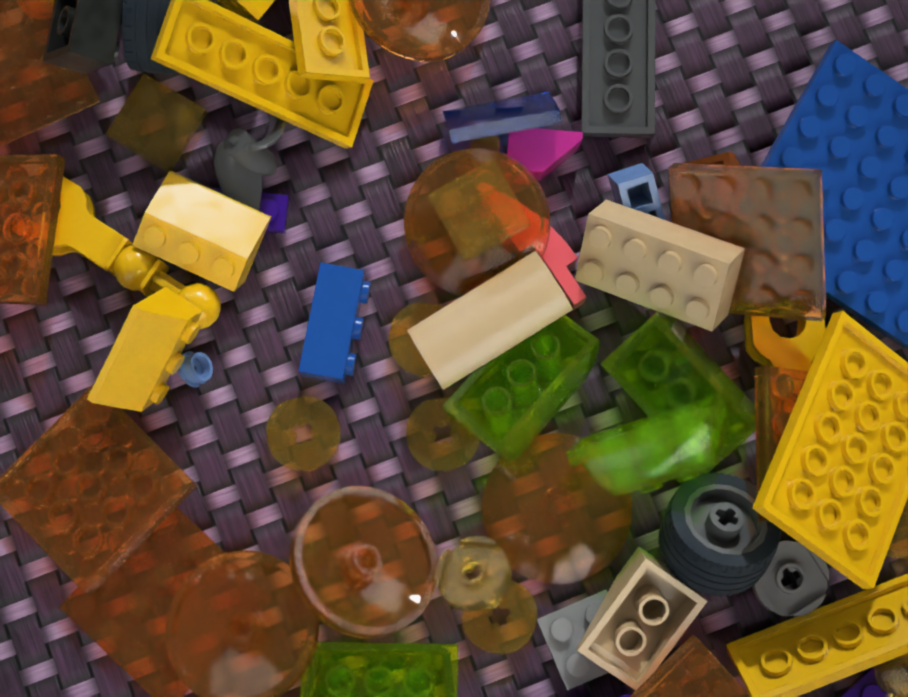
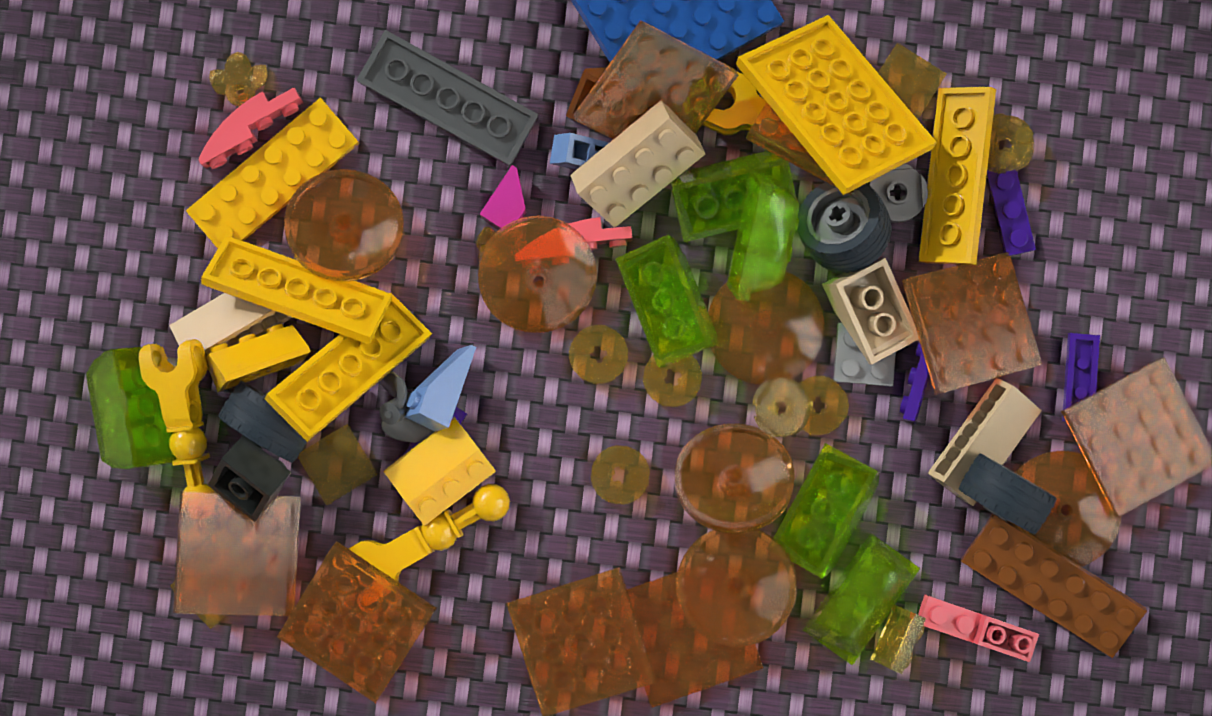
camera: 65 degrees left, 5 degrees up
(147, 352) = (509, 552): yellow slope -> none
(196, 368) = (533, 527): medium blue plate -> none
(281, 184) = (437, 396): none -> medium blue slope
(334, 323) = (554, 412): blue brick -> none
(479, 210) = (534, 268): clear yellow plate -> none
(489, 320) = (614, 302): tan brick -> none
(501, 117) = (469, 216): clear blue tile -> none

